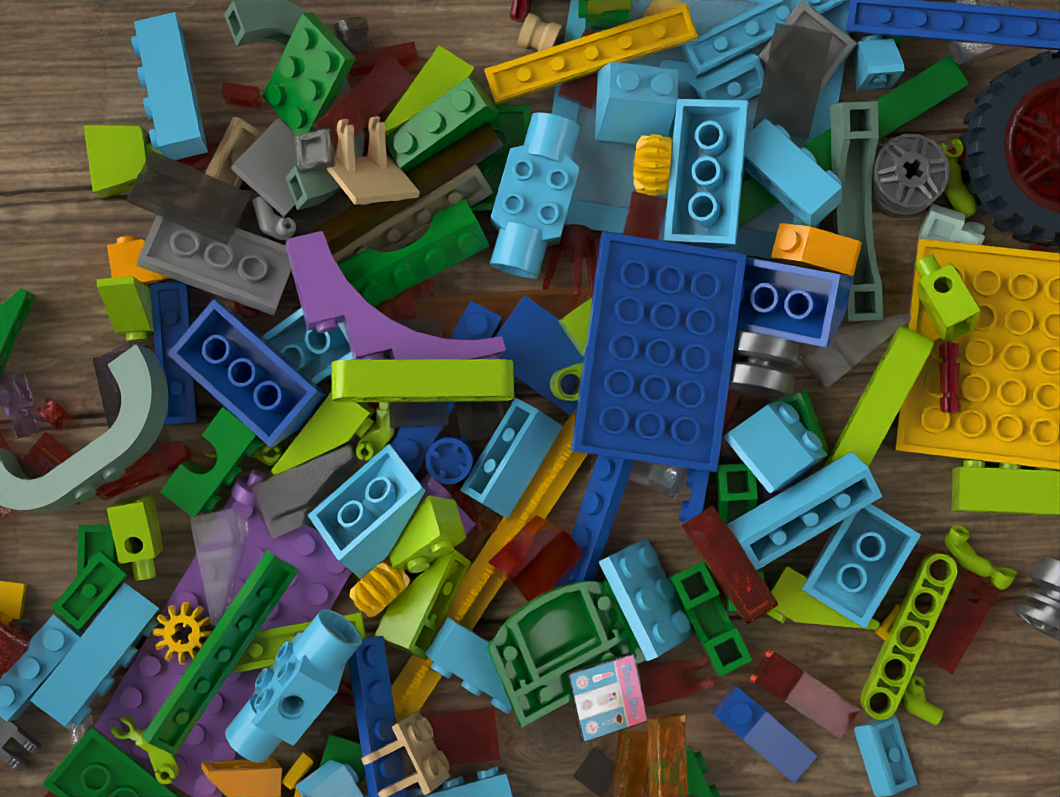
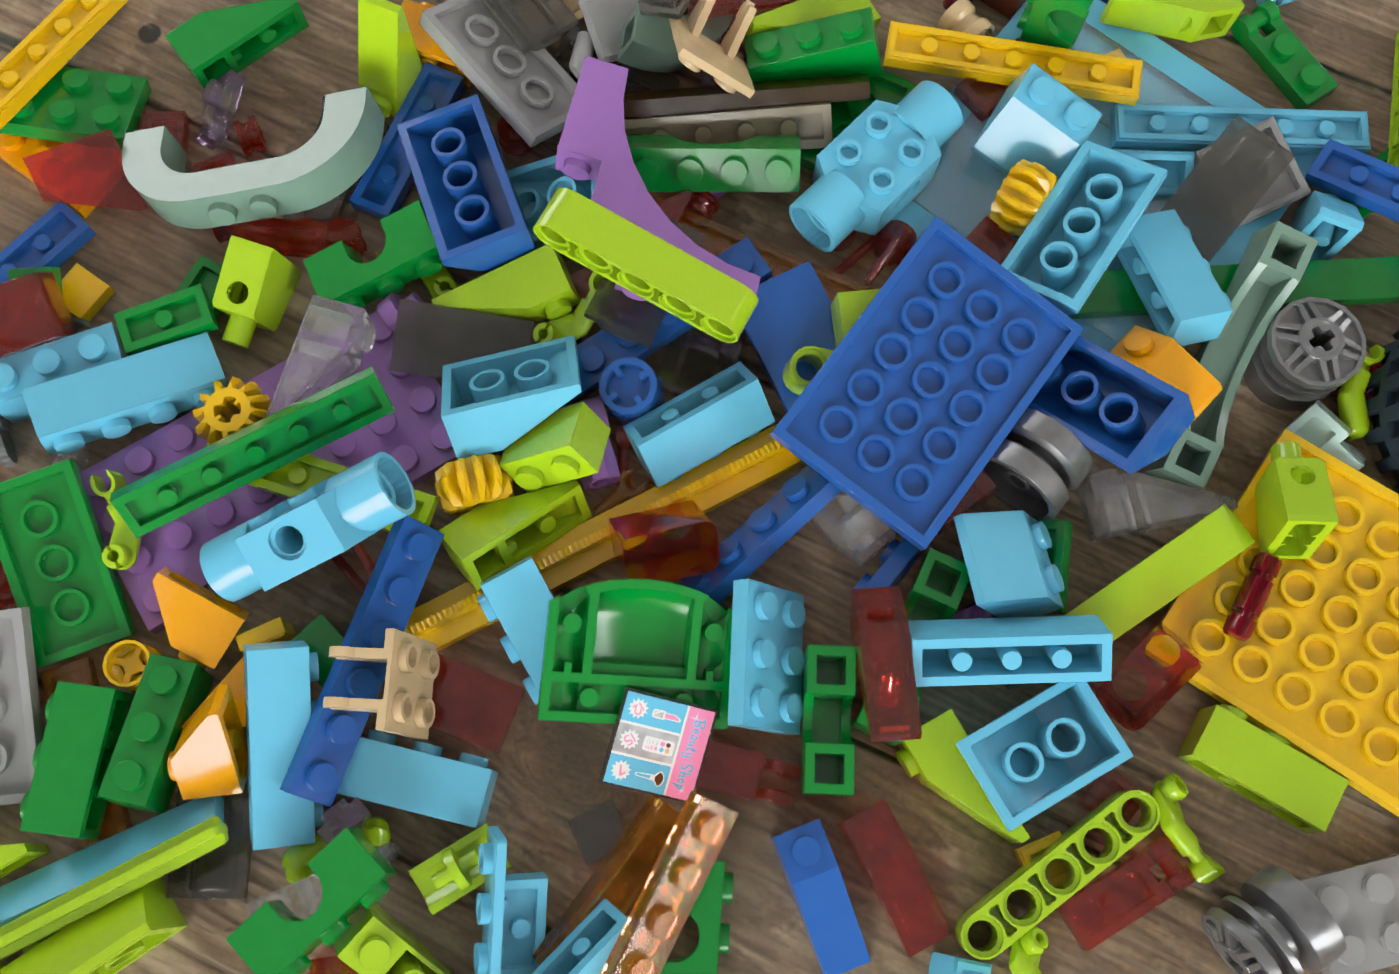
camera: 30 degrees right, 10 degrees down
(897, 501) = (1152, 701): none -> clear red piece

